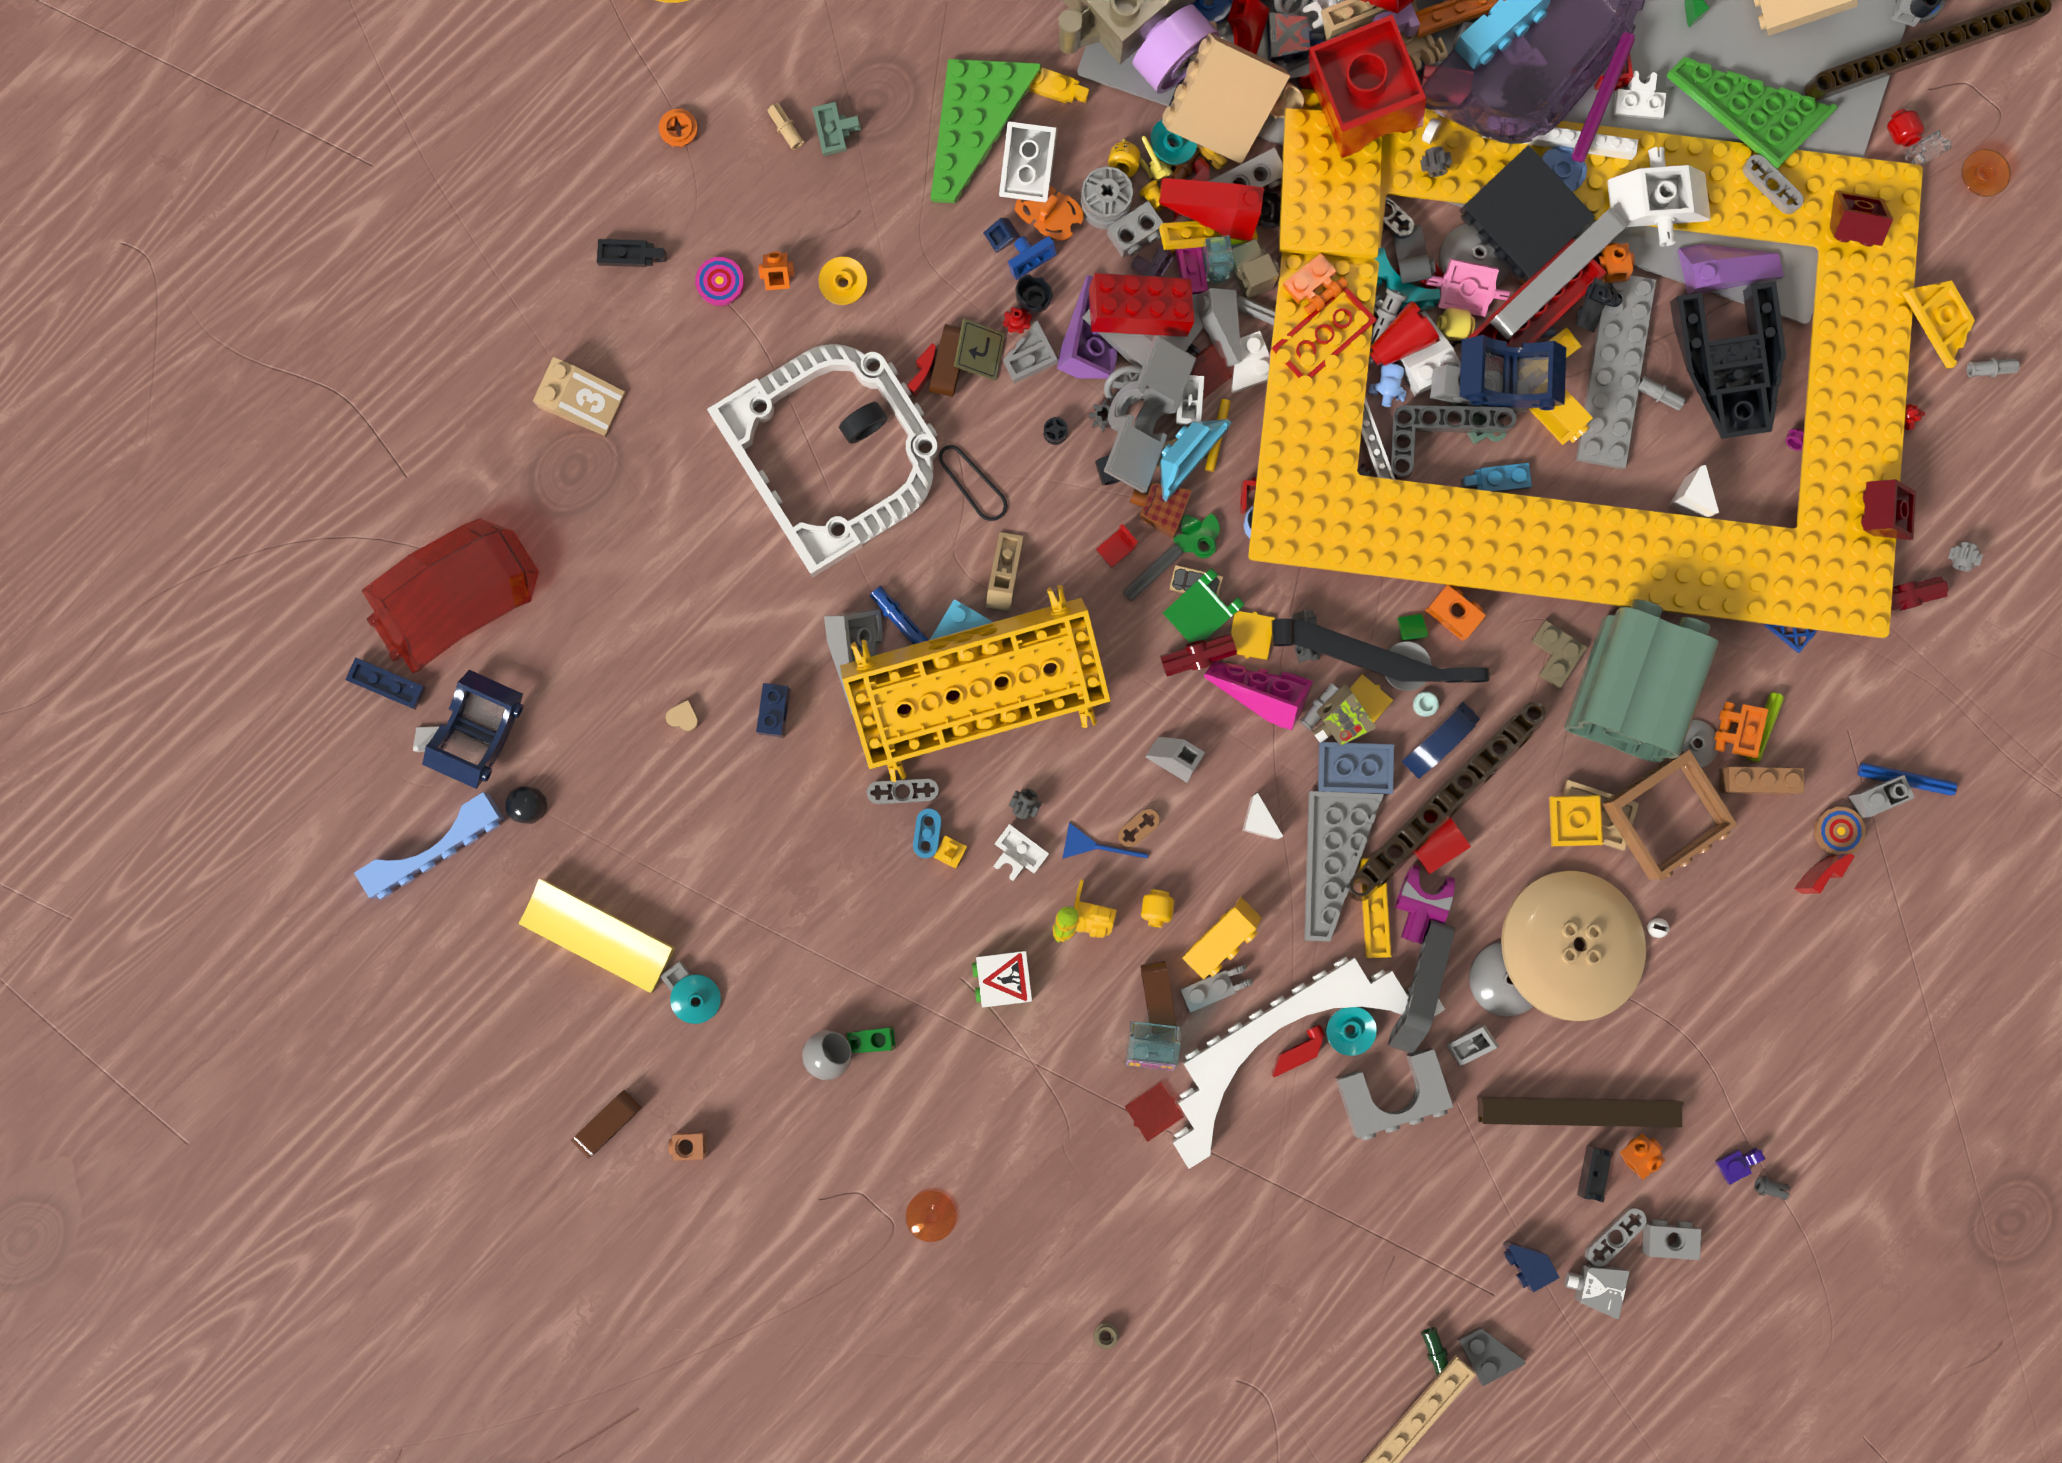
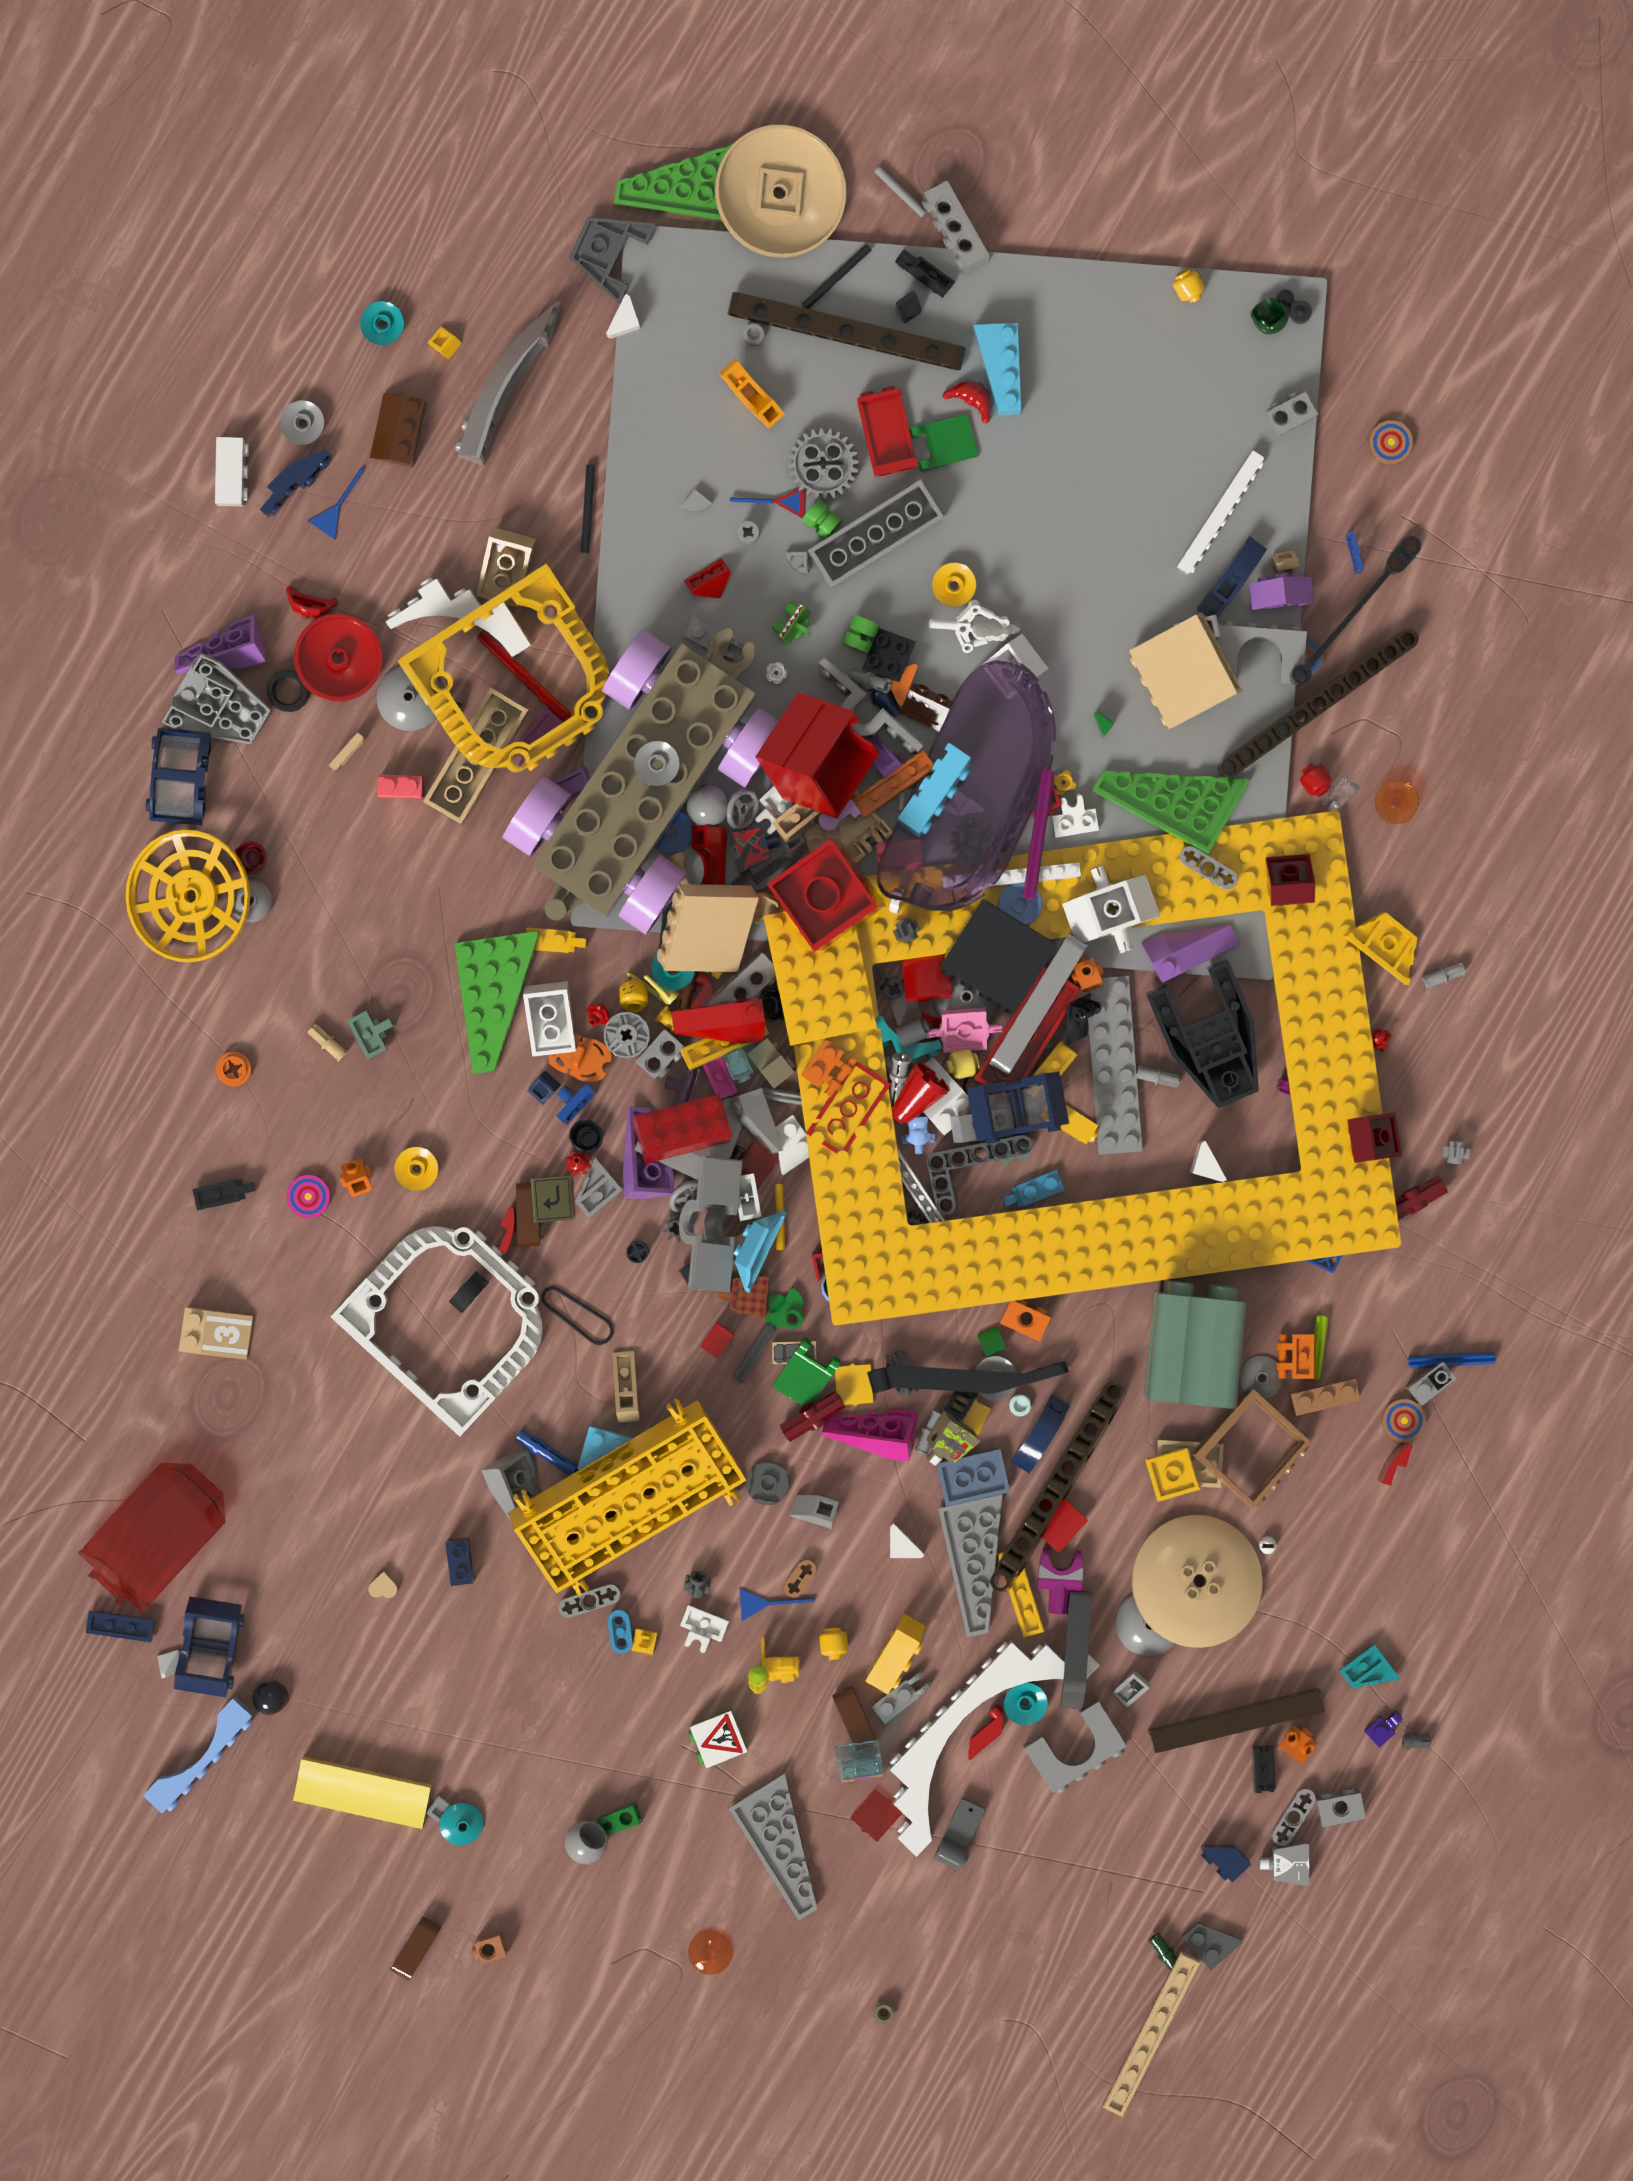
camera: 10 degrees left, 5 degrees up
(1036, 1100) = (773, 1832): none -> light grey wing
(1079, 170) = (598, 1014): none -> red plant
(1130, 716) = (767, 1483): none -> dark grey tile
(1240, 1157) = (959, 1834): none -> dark grey door
(1368, 690) = (956, 1413): none -> black slope
(1441, 223) = (924, 979): none -> red slope
(1563, 650) = (1128, 1328): dark tan plate -> none
(1643, 56) = (1069, 785): none -> yellow plate
(1738, 1093) = (1368, 1669): none -> teal wing

